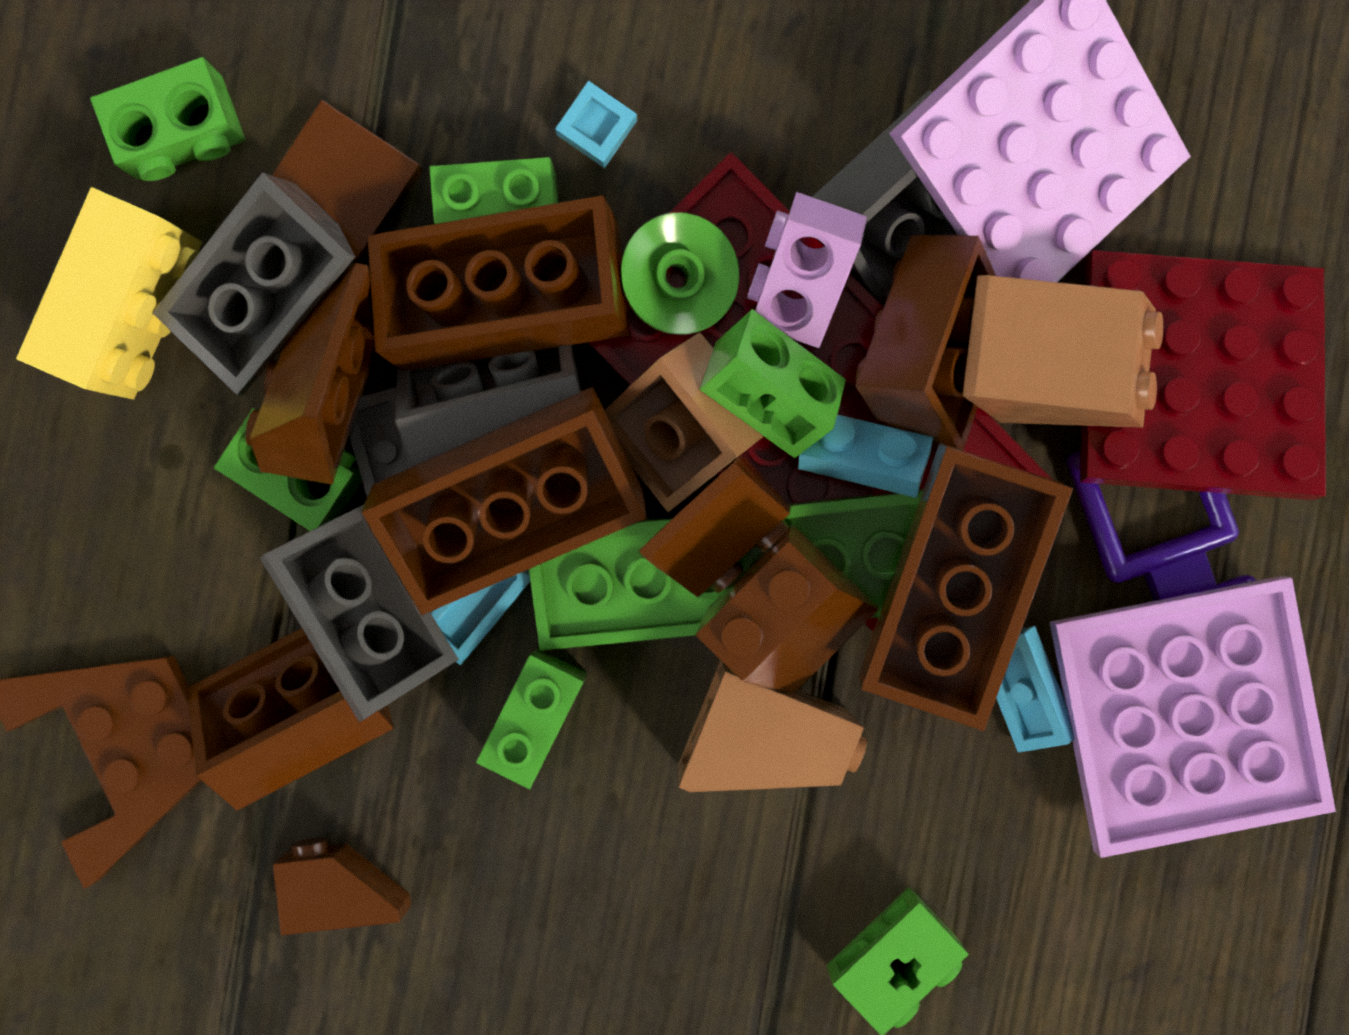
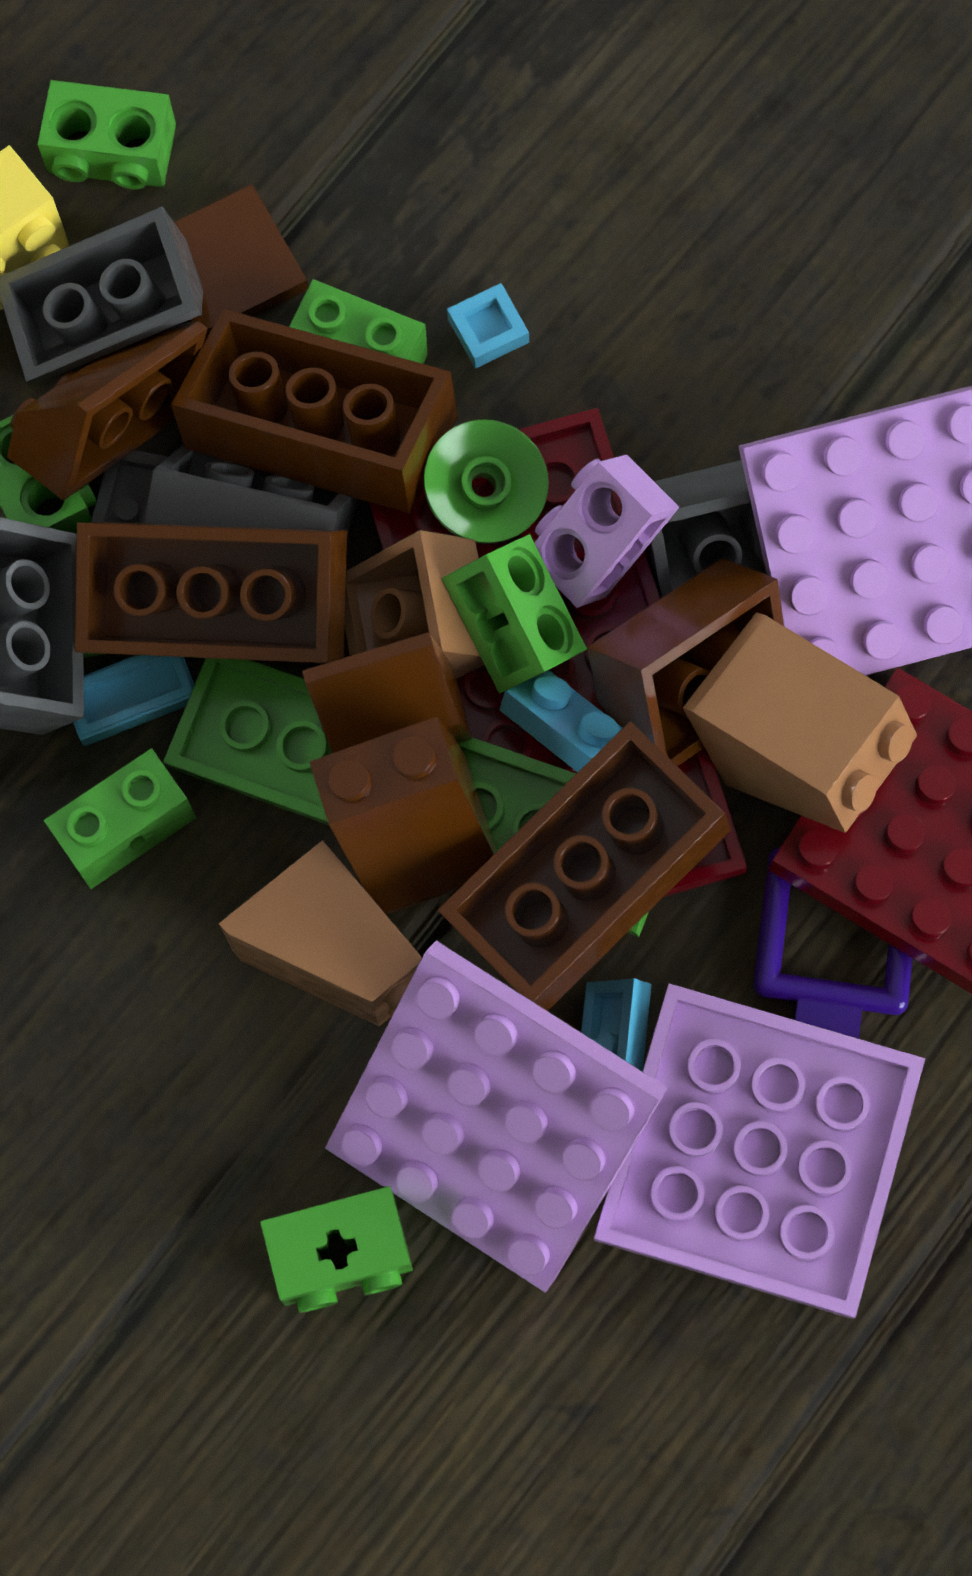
camera: 30 degrees right, 15 degrees down
(983, 812) = (493, 1116): none -> lavender plate

